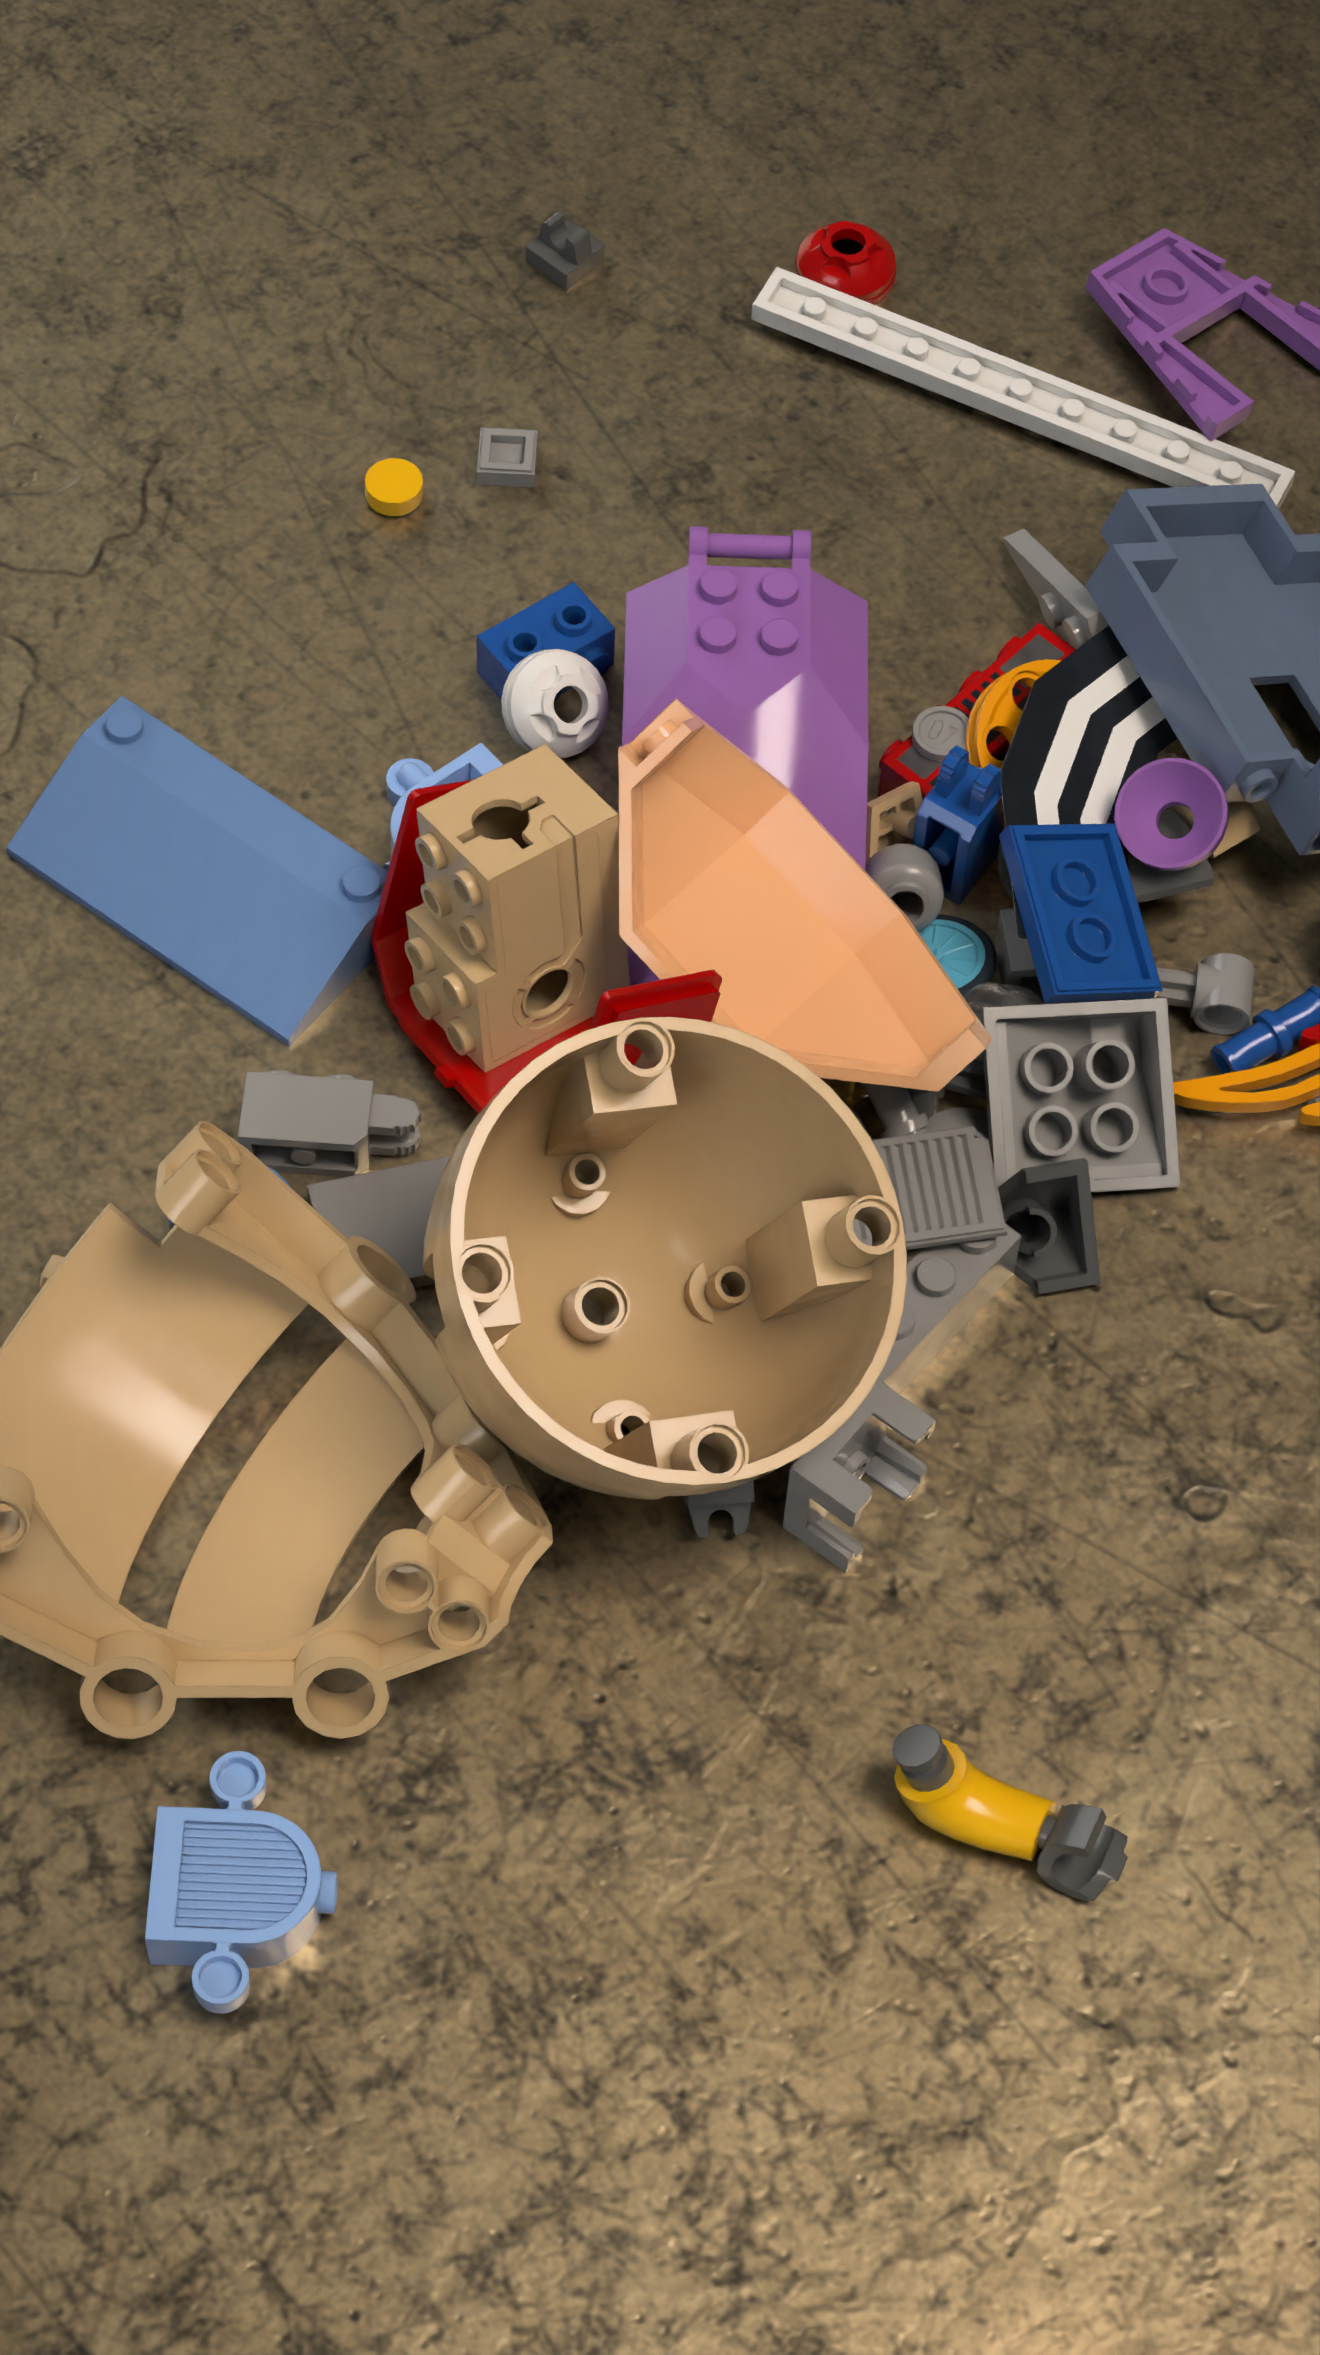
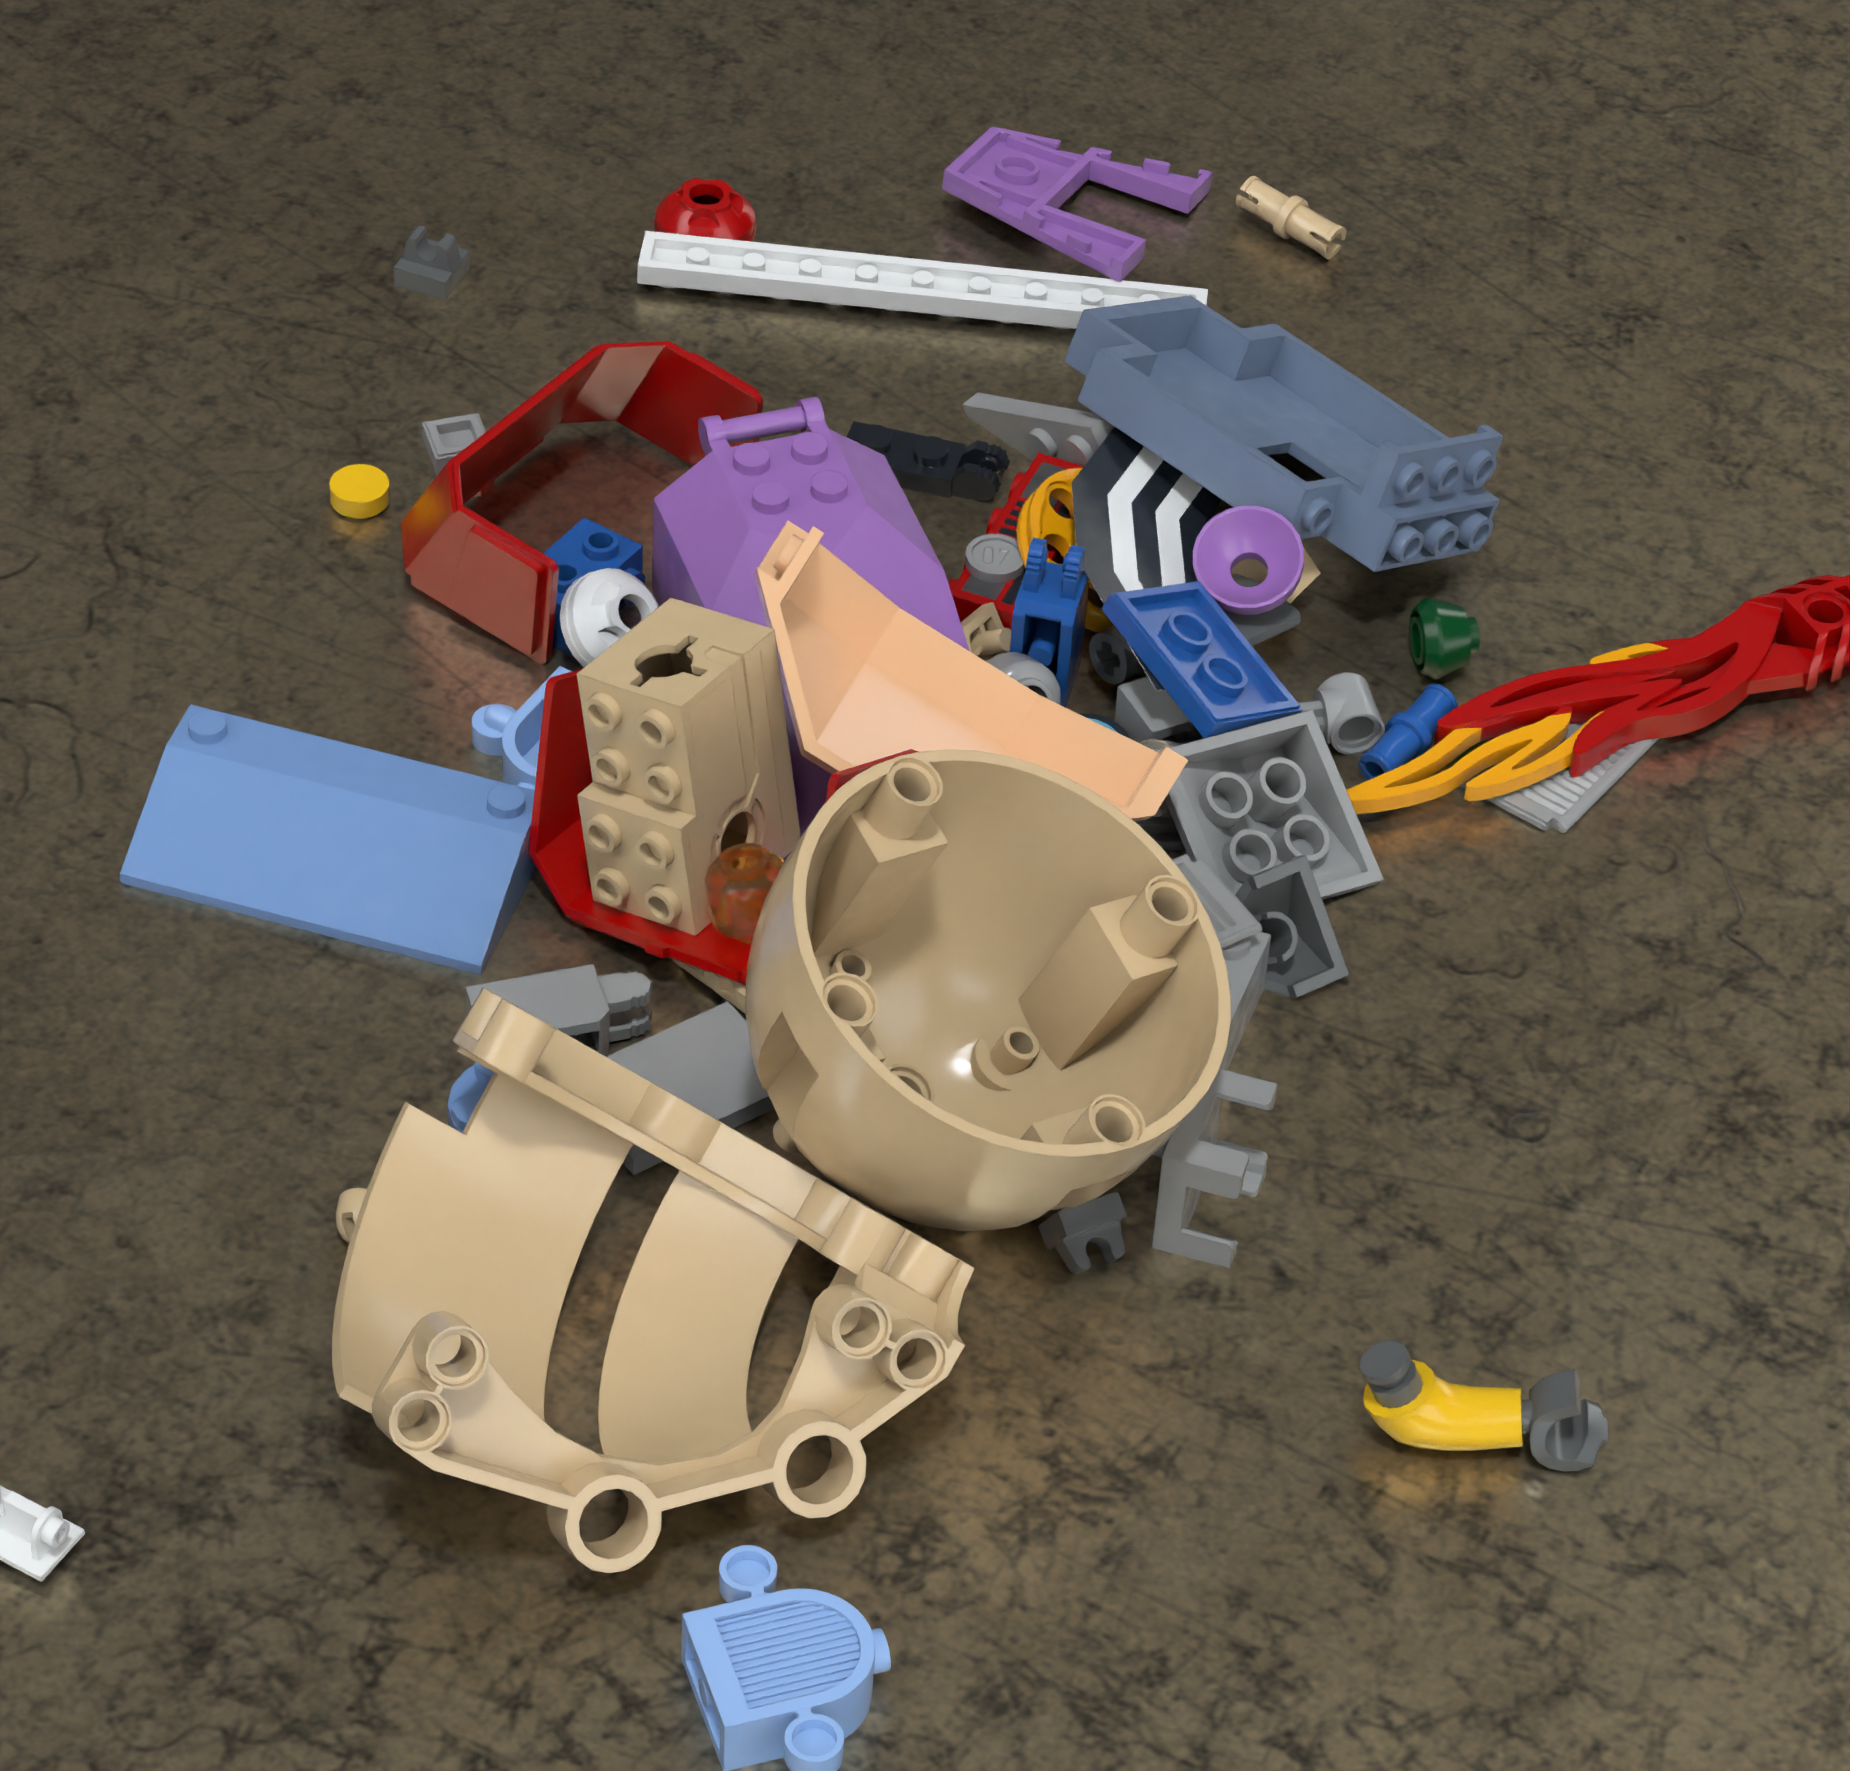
camera: 20 degrees left, 15 degrees down
(525, 1037) = (738, 887): none -> clear orange head
(691, 451) = (495, 575): none -> red piece
(935, 593) = (936, 464): none -> black hinge

